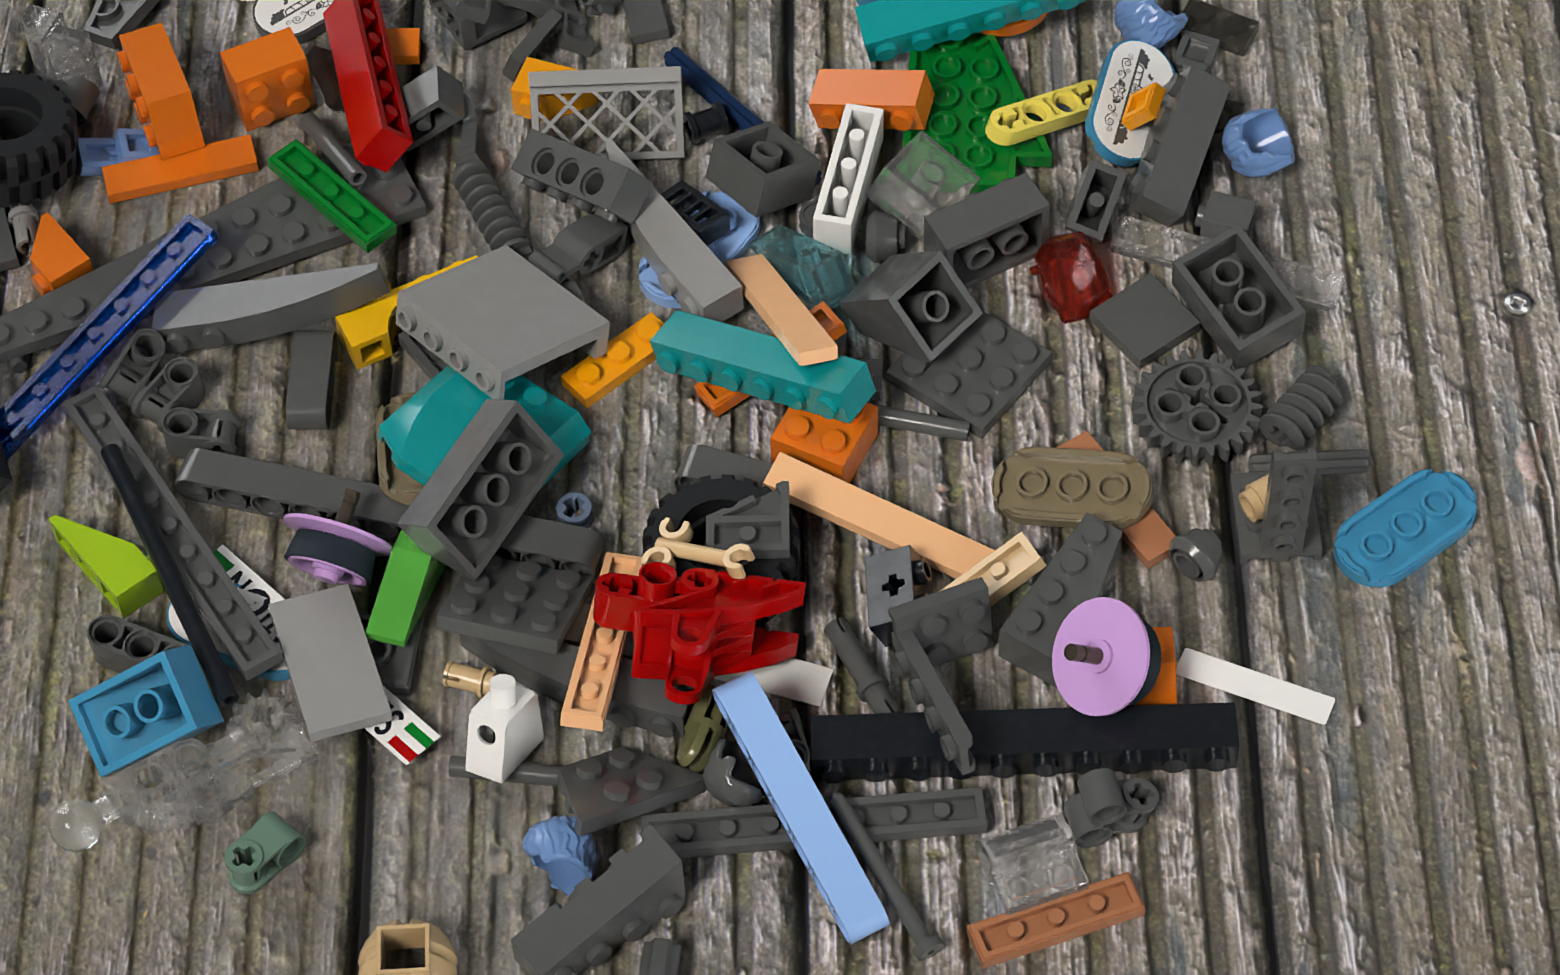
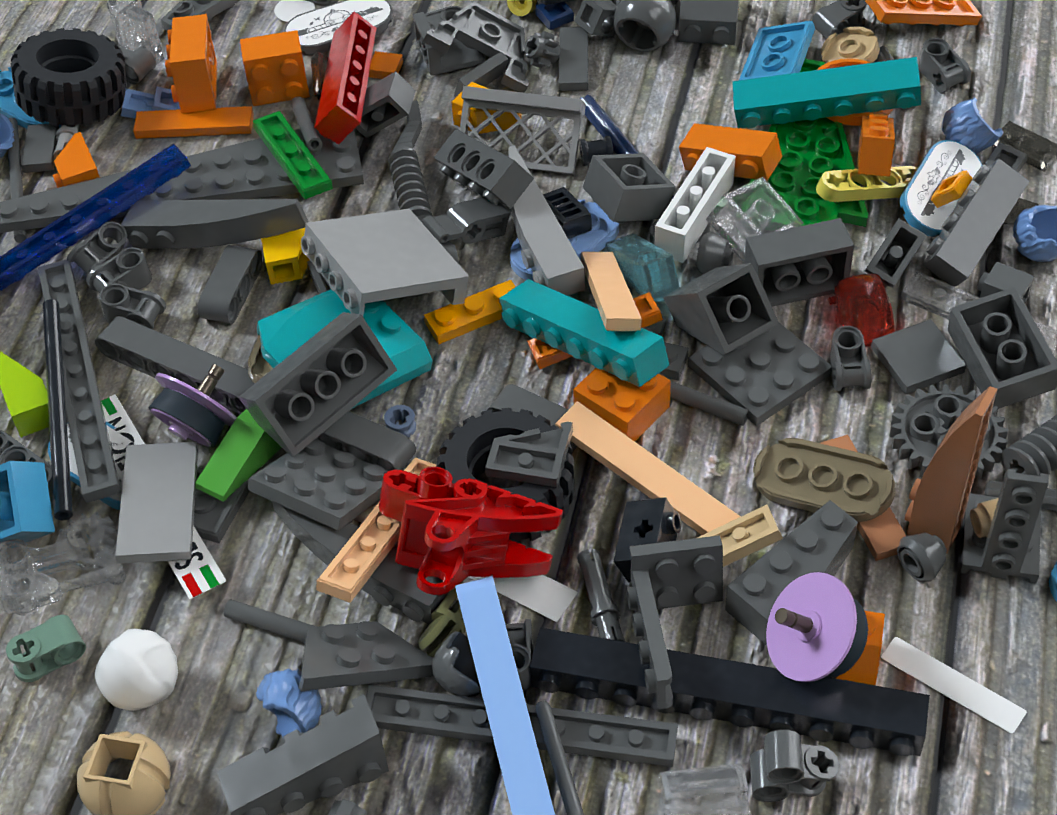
camera: 15 degrees right, 5 degrees down
(383, 853) = (137, 670): none -> white piece
(468, 678) = (277, 542): tan pin -> none
(502, 729) = (273, 584): white torso -> none
(677, 545) = (464, 456): tan bar -> none
(1044, 63) = (876, 145): none -> orange brick
(1072, 346) = (849, 359): none -> dark grey piece
(1207, 485) = (946, 485): none -> nougat slope

